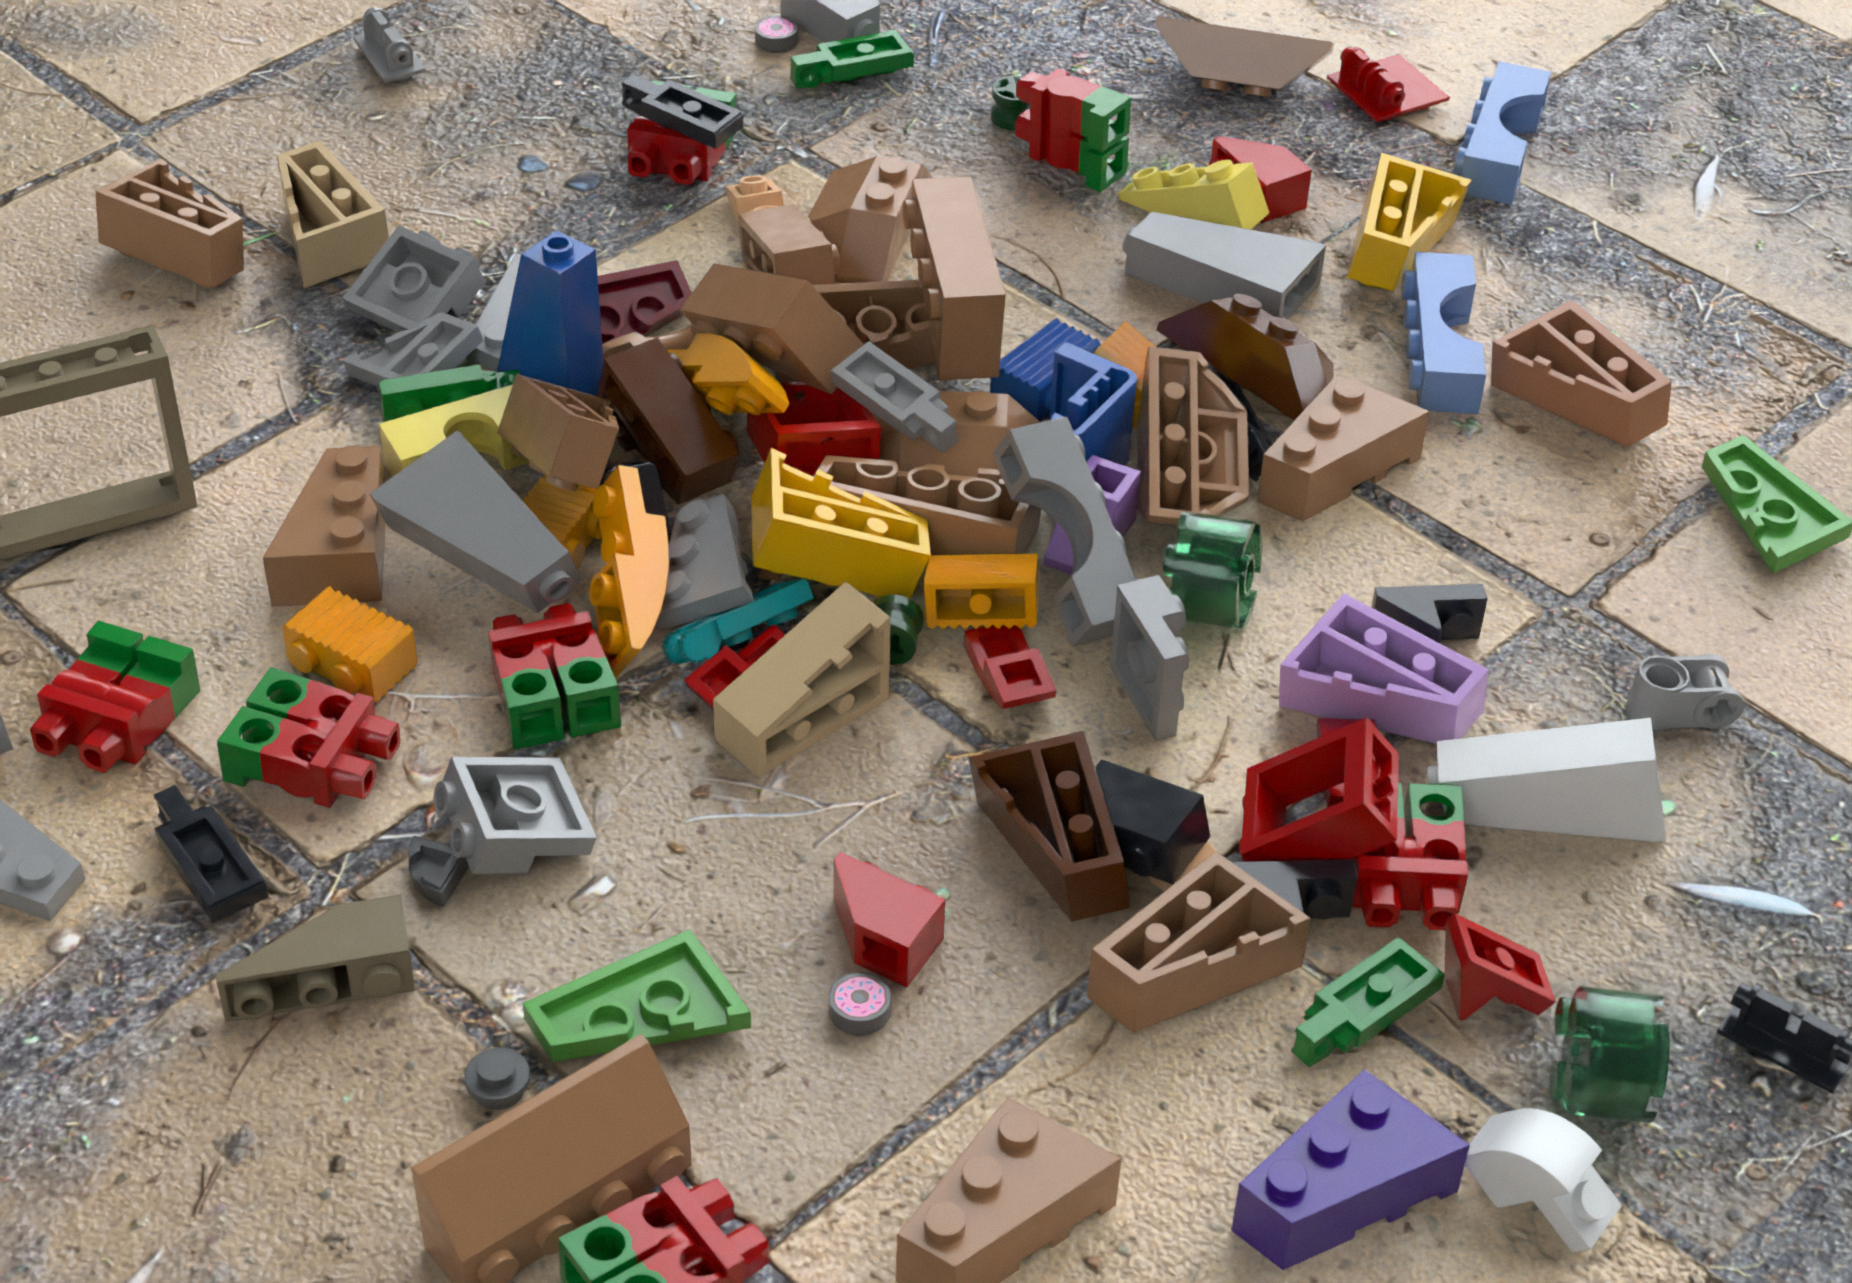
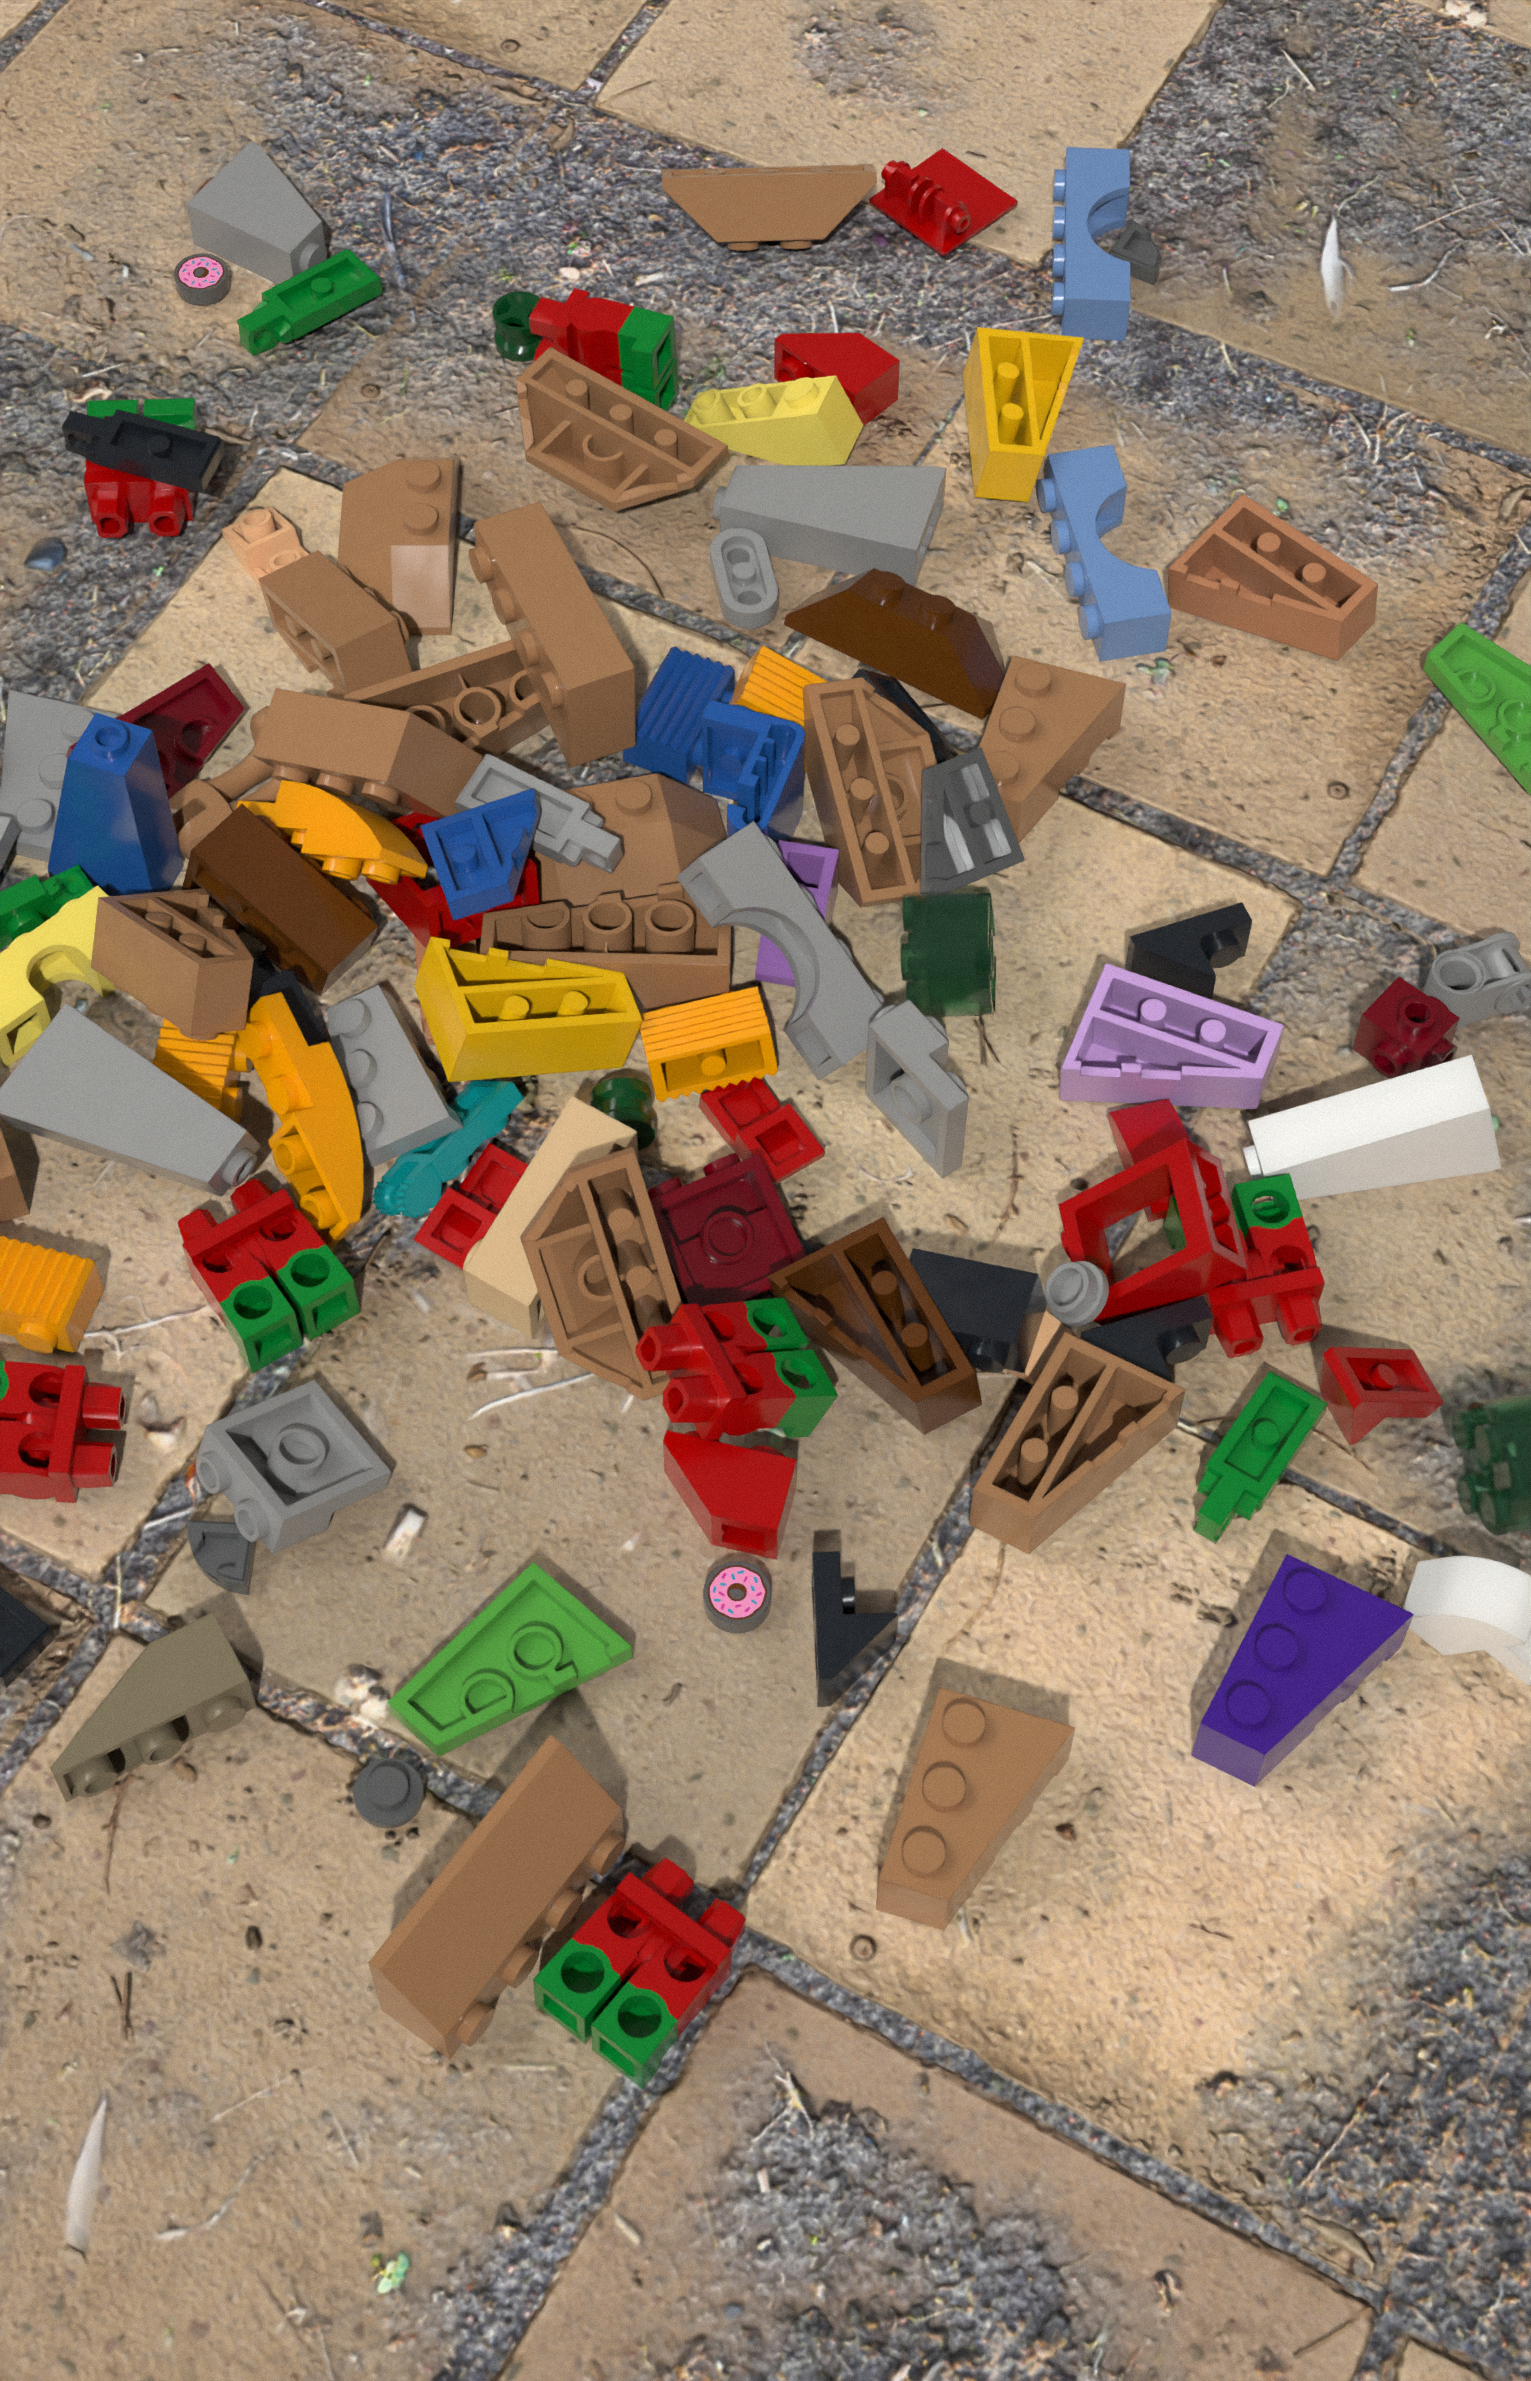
camera: 15 degrees left, 15 degrees up
(831, 724) = (603, 1270): none -> medium nougat wedge
(837, 402) = (482, 852): none -> blue wing
(917, 819) = (734, 1374): none -> red hips
(938, 725) = (724, 1231): none -> dark red plate
(942, 1052) = (843, 1641): none -> black slope
(1053, 174) = (607, 436): none -> medium nougat wedge
(1134, 292) = (749, 587): none -> light grey plate
(1237, 828) = (1076, 1292): none -> light grey plate
(1255, 474) = (963, 825): none -> dark grey wing
(1541, 149) = (1139, 250): none -> dark grey tile
(1600, 697) = (1406, 1031): none -> dark red brick

